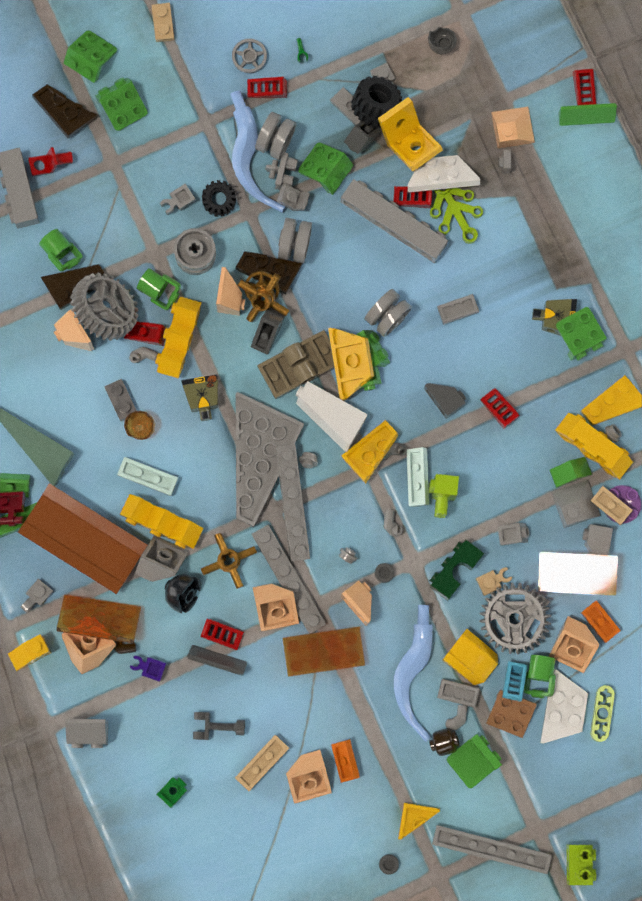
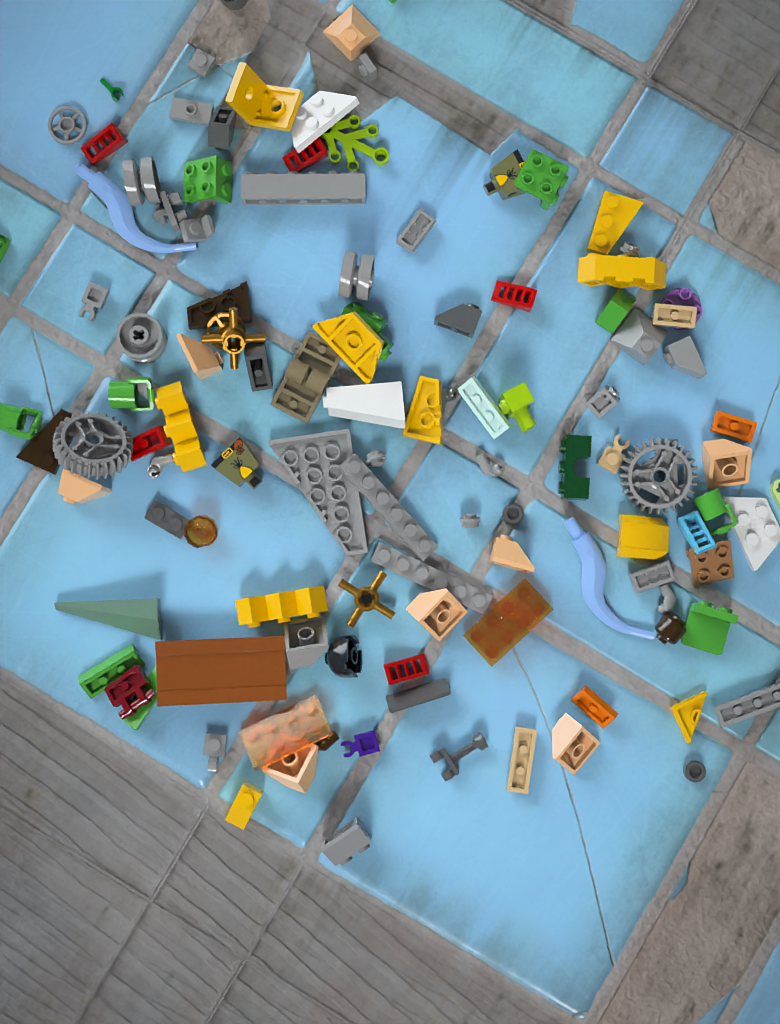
camera: 35 degrees left, 5 degrees up
(147, 476) = (240, 572): light aqua plate -> none
(170, 799) = (453, 848): green brick -> none
(218, 209) = (121, 266): black tyre -> none
(294, 240) = (225, 266): light grey wheel -> none
(378, 90) = (208, 87): black tyre -> none
(578, 573) = (686, 397): plate -> none

